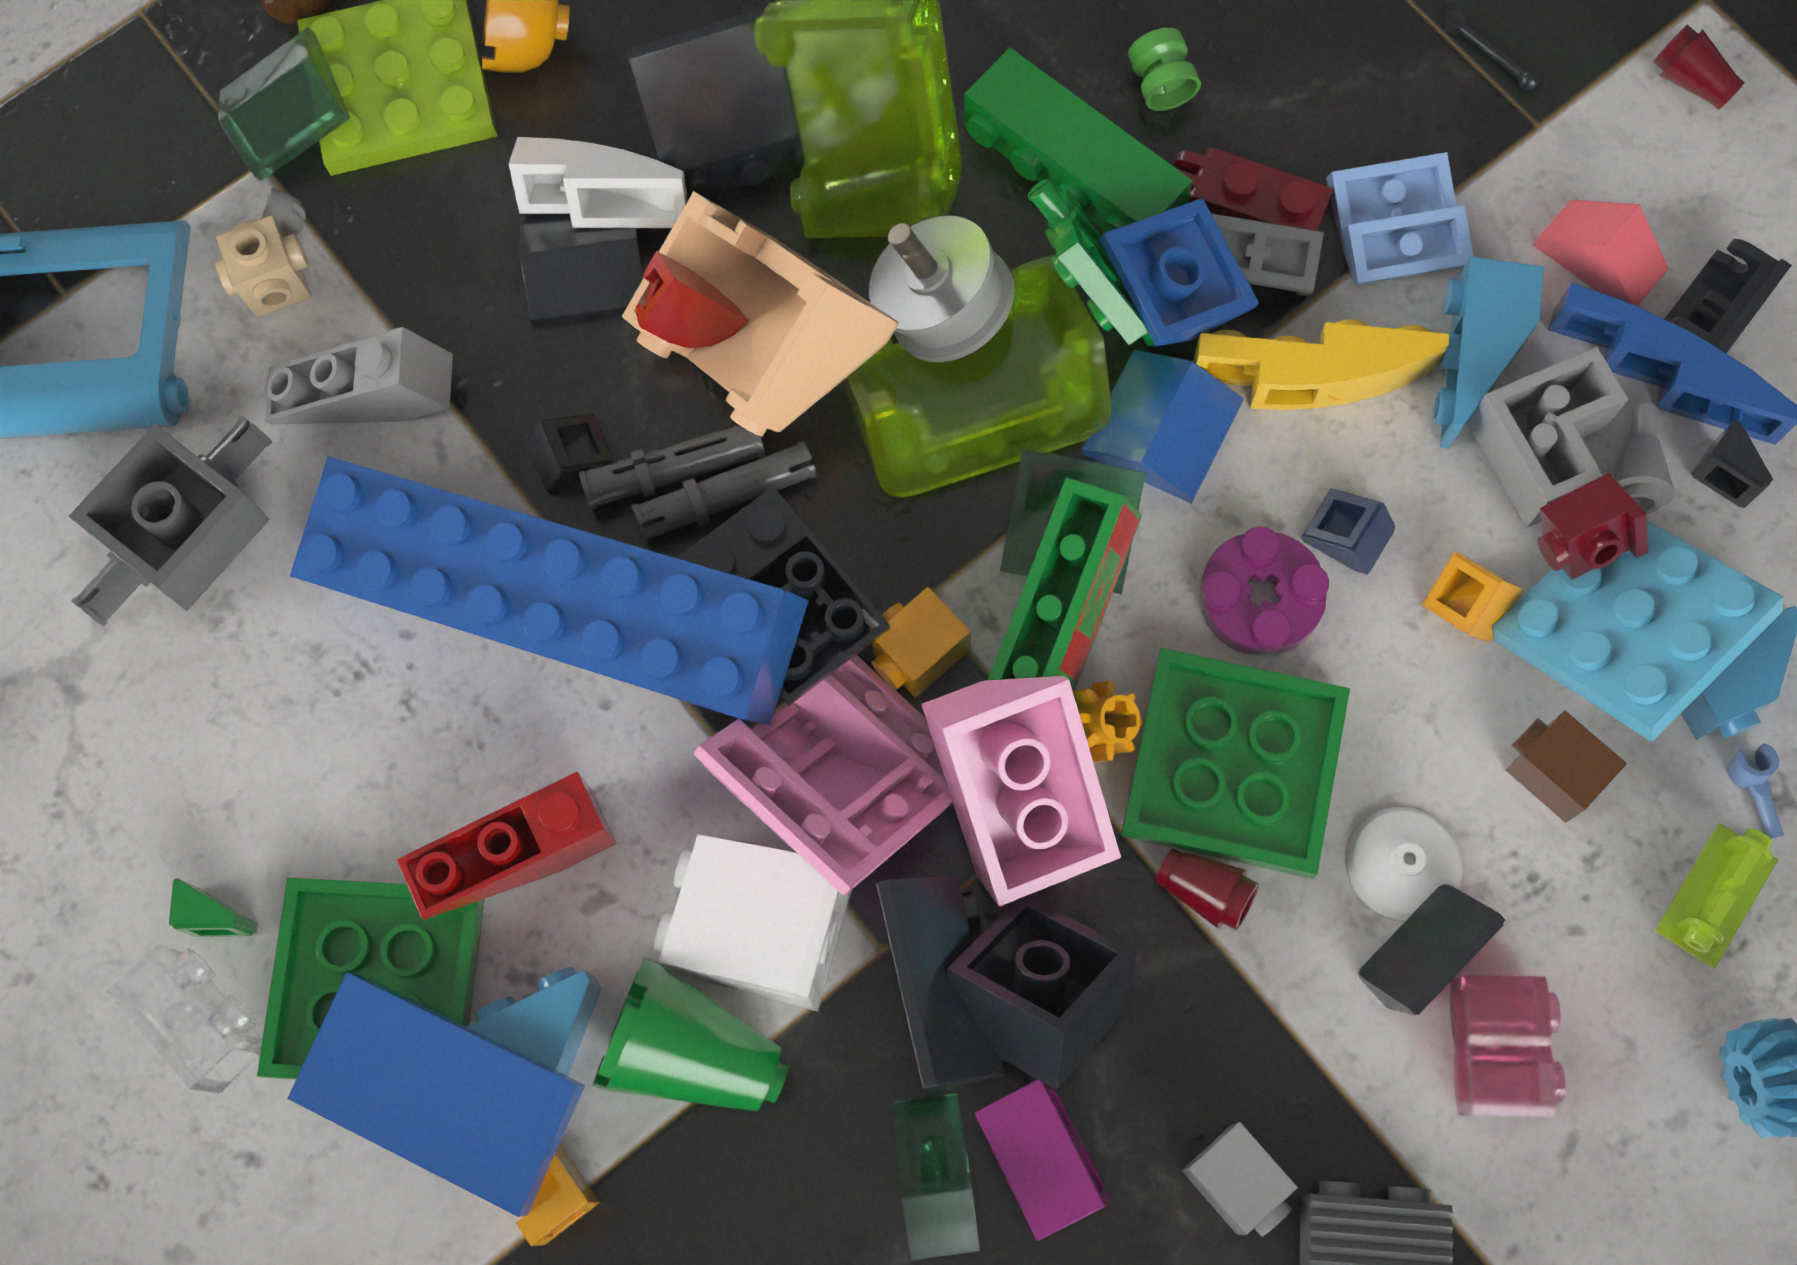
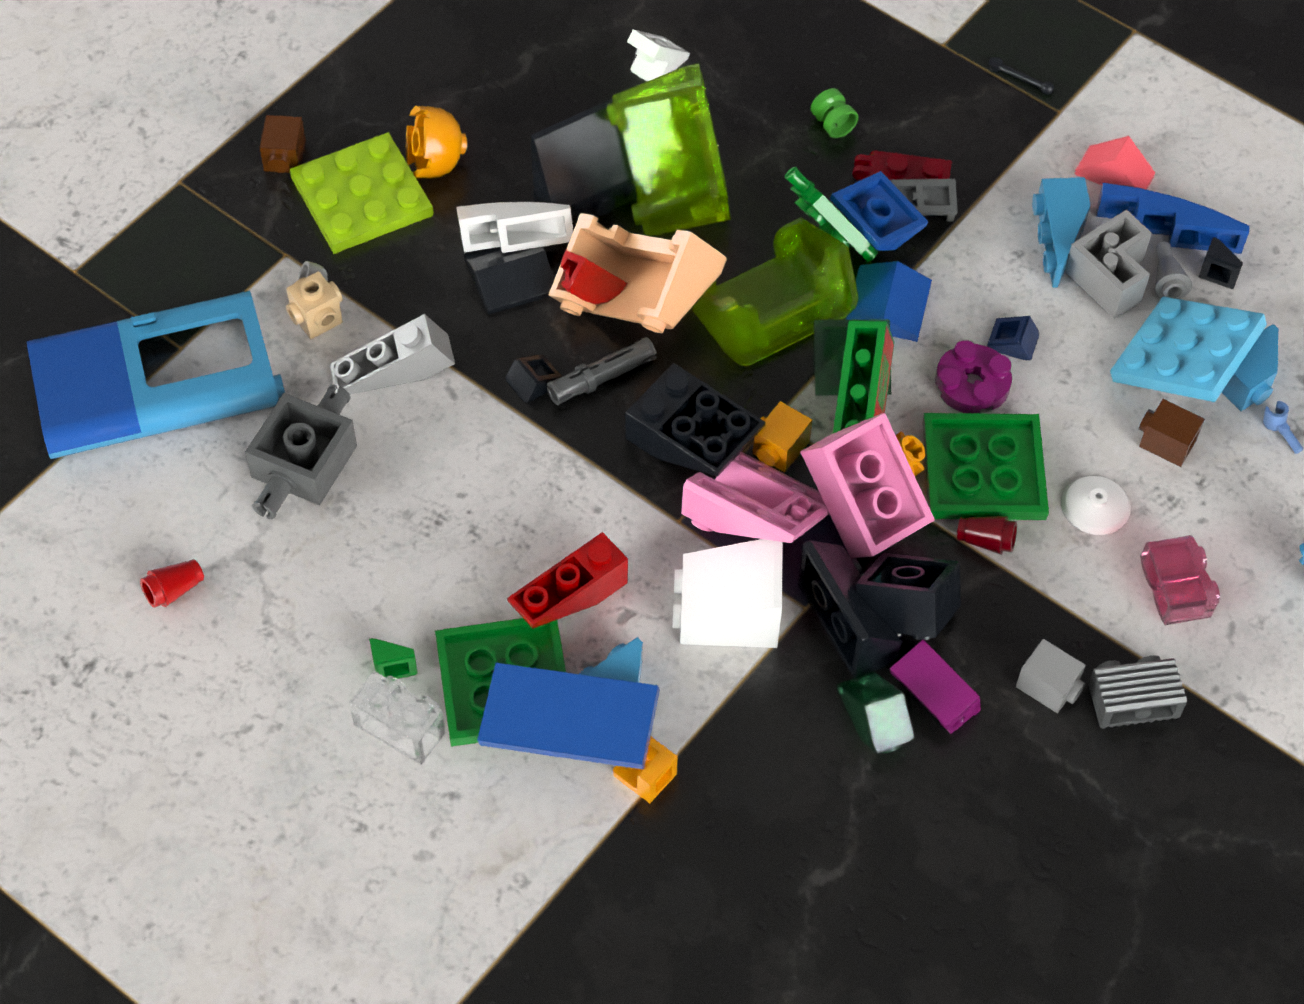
camera: 20 degrees left, 15 degrees down
(282, 105) = (297, 215): clear green slope -> none
(551, 590) = (554, 436): blue brick -> none
(687, 1048) = (709, 668): green cone -> none
(723, 491) = (624, 387): dark grey pin -> none
(942, 287) = (748, 242): light grey wheel -> none
(1071, 144) = (770, 152): green brick -> none
(1342, 368) = (981, 254): yellow slope -> none
(1399, 219) = (994, 171): light blue slope -> none
(1429, 949) = (1122, 540): black slope -> none
(1471, 596) = (1094, 357): light orange slope -> none
(1592, 527) = (1151, 302): dark red brick -> none
(1698, 67) = (1141, 65): dark red cone -> none
(1718, 893) = (1275, 481): lime hinge -> none
(1728, 293) = (1192, 179): black hinge -> none

